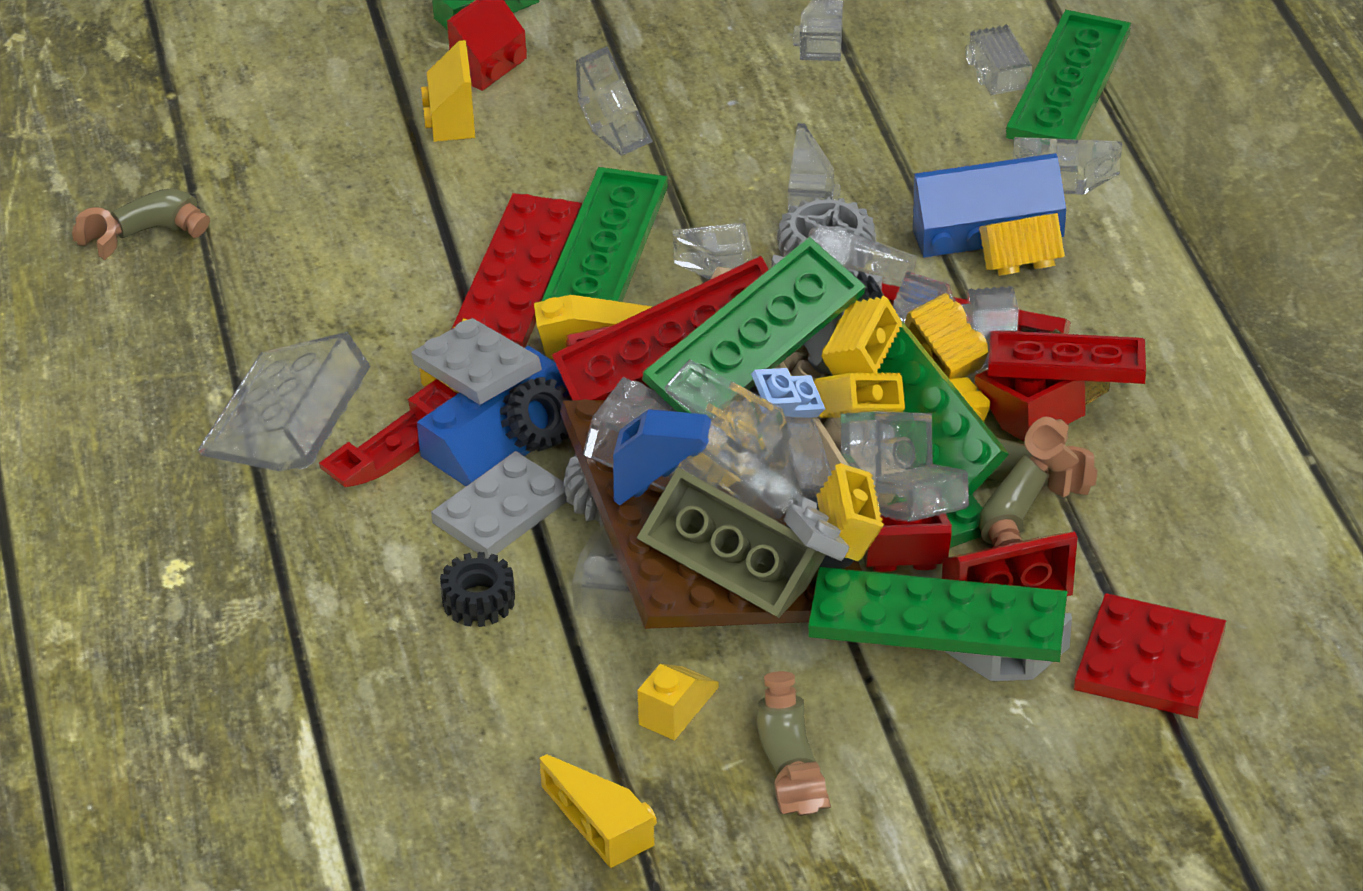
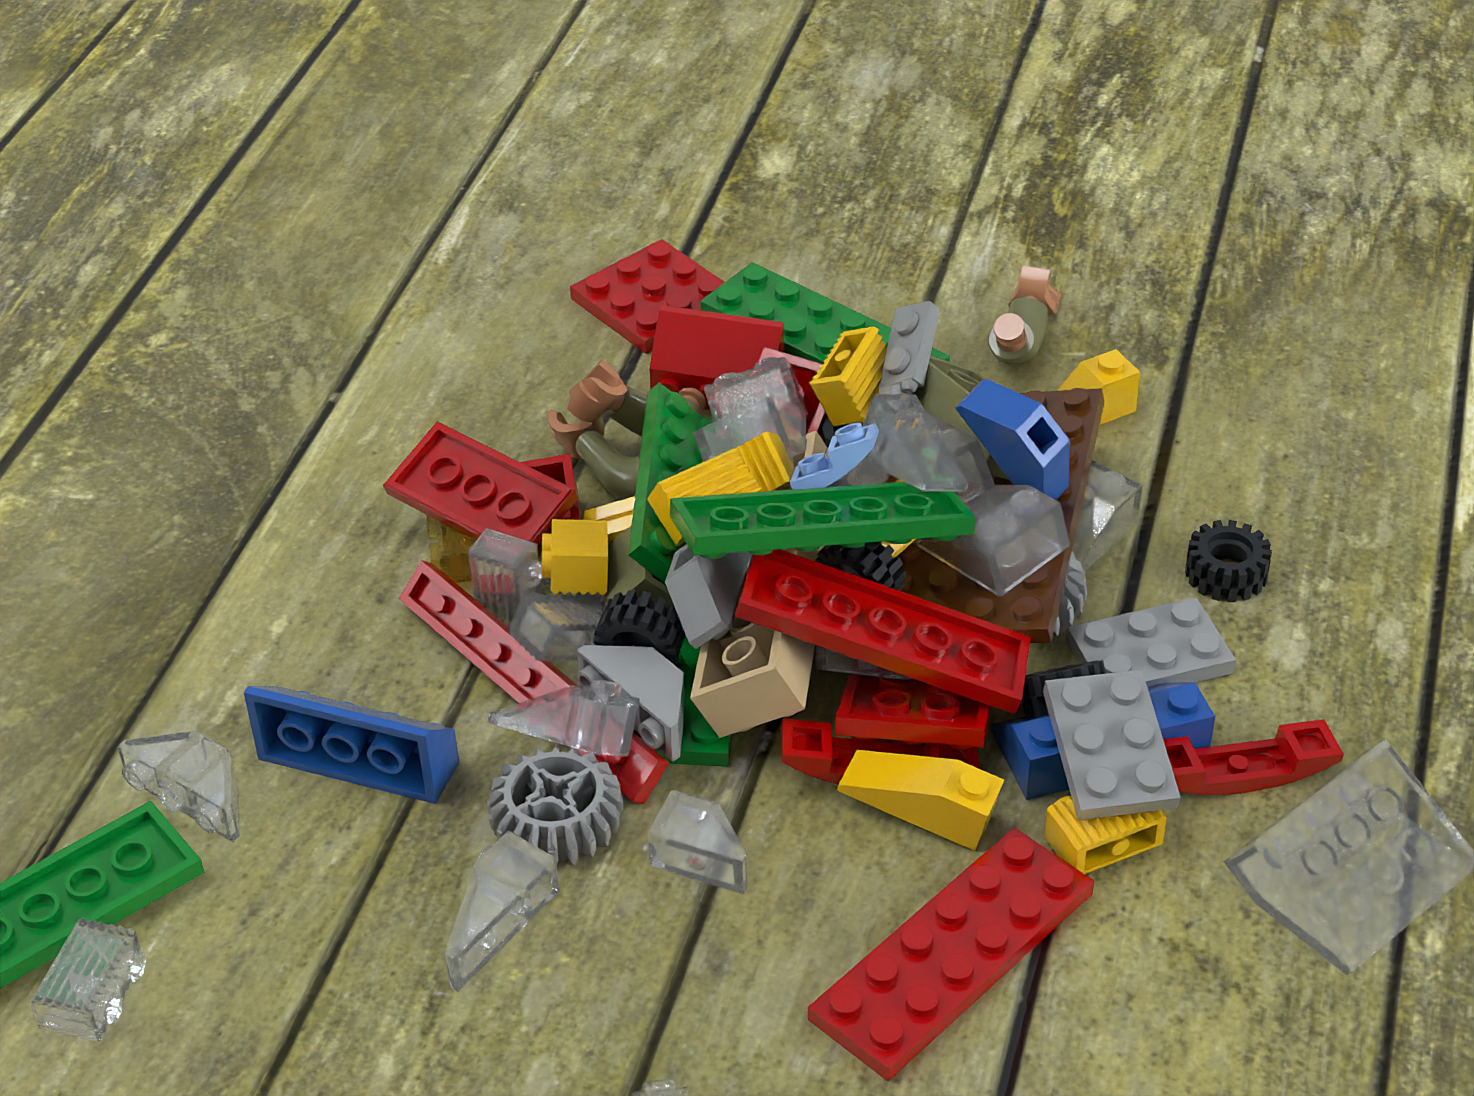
camera: 150 degrees left, 0 degrees up
(601, 810) = (1220, 335): yellow slope -> none
(608, 235) = (817, 929): green plate -> none
(1022, 242) = (360, 680): yellow brick -> none

